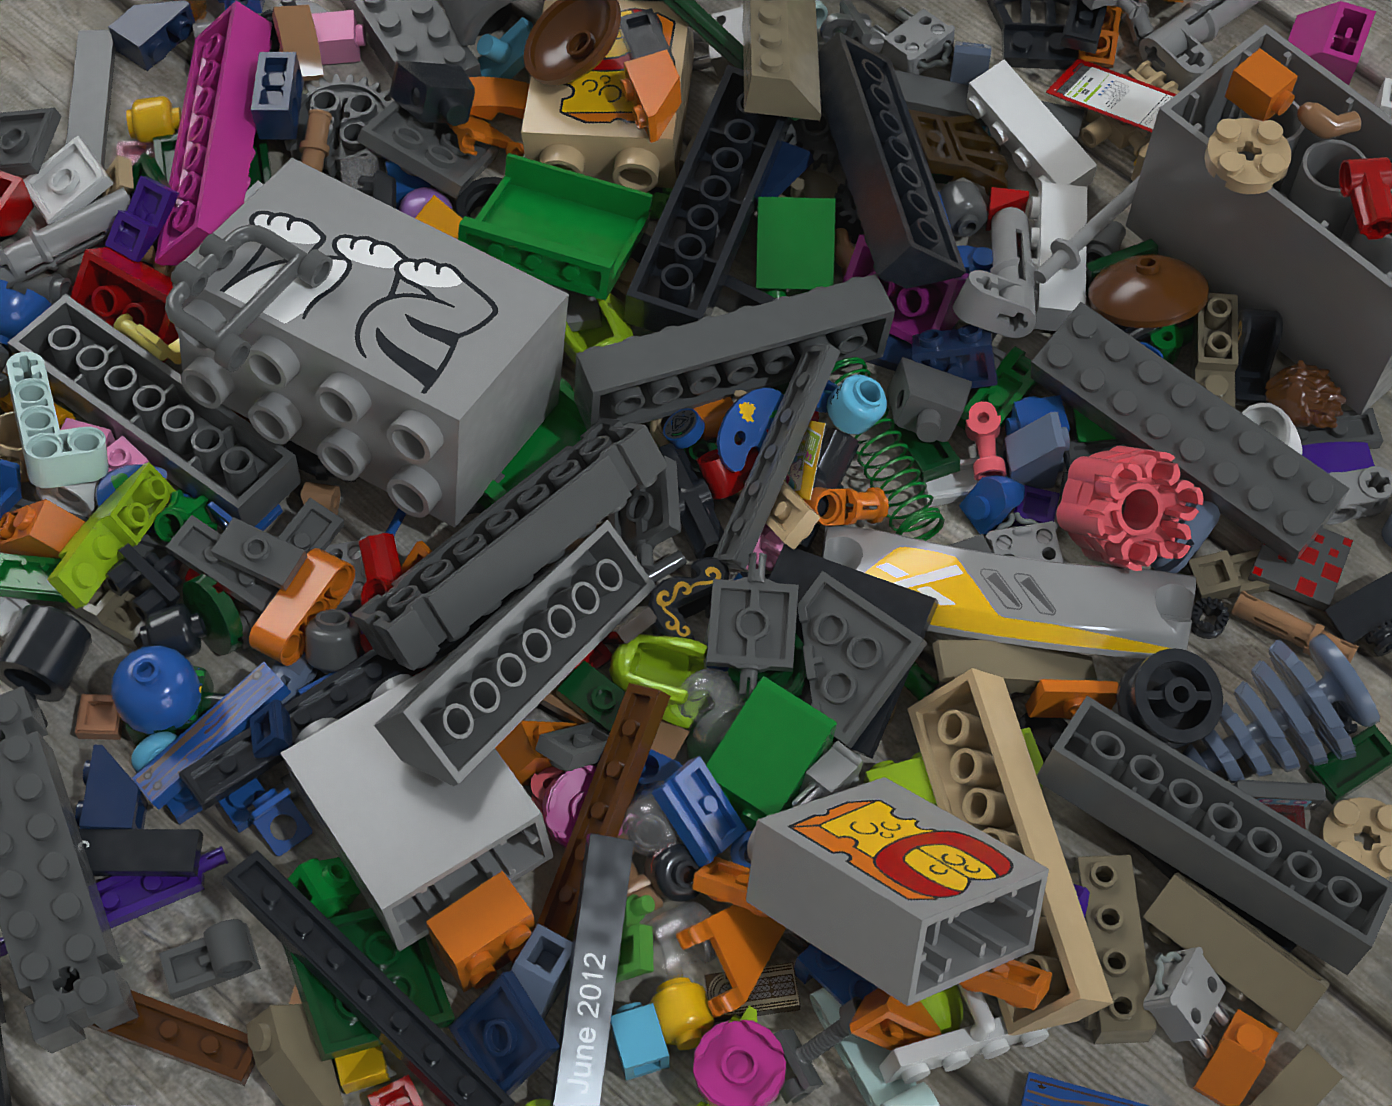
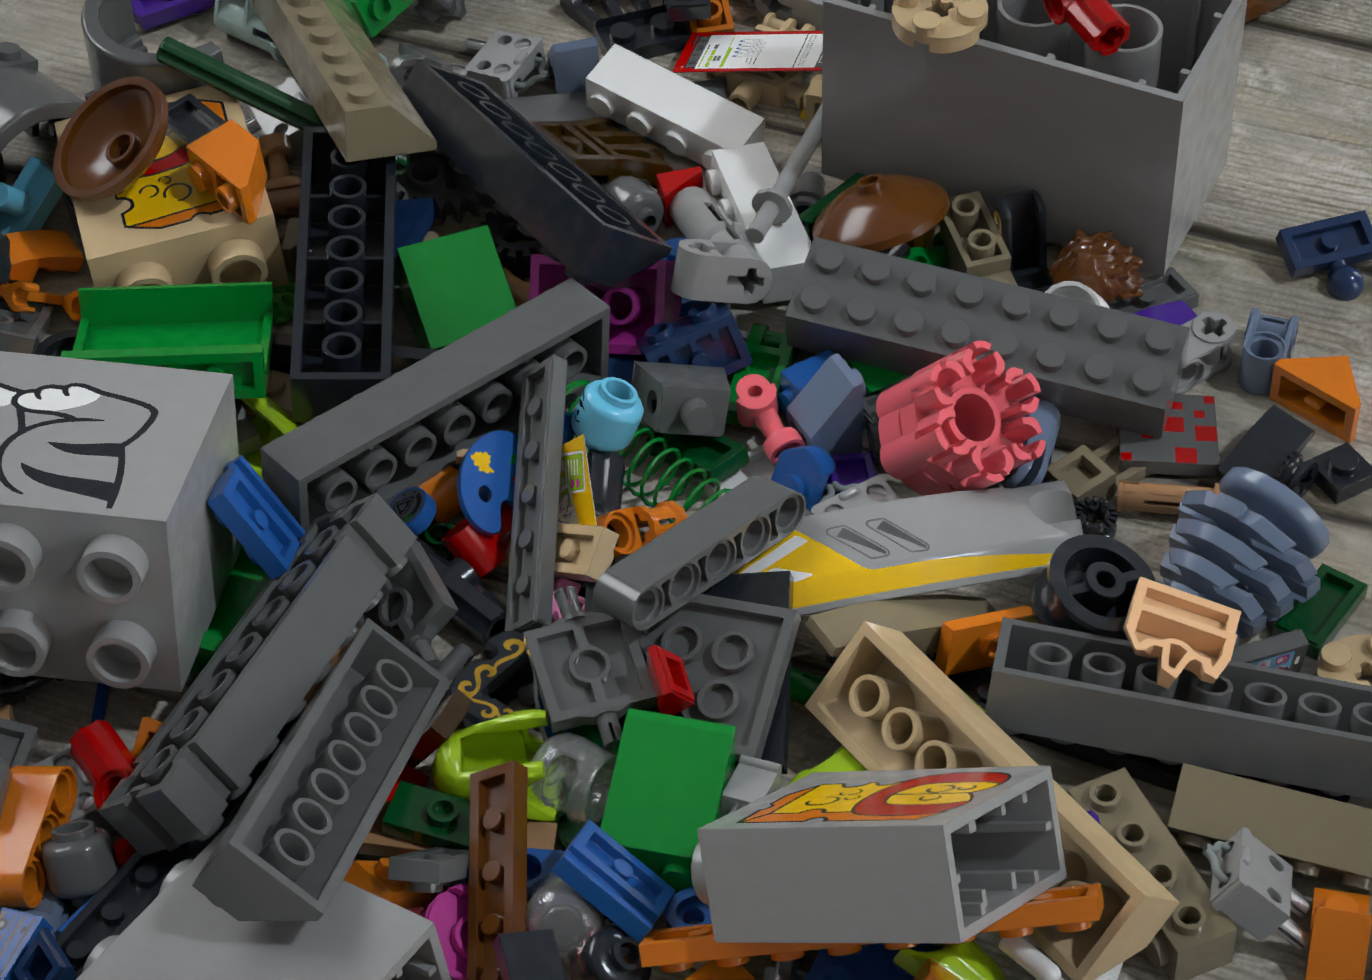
camera: 20 degrees left, 15 degrees down
(553, 410) = (255, 517): none -> blue plate
(709, 67) = (282, 187): none -> medium nougat leg
(807, 660) = (669, 681): none -> red slope
(870, 560) = (698, 552): none -> dark grey beam
(1219, 766) = (1180, 631): none -> light nougat plate

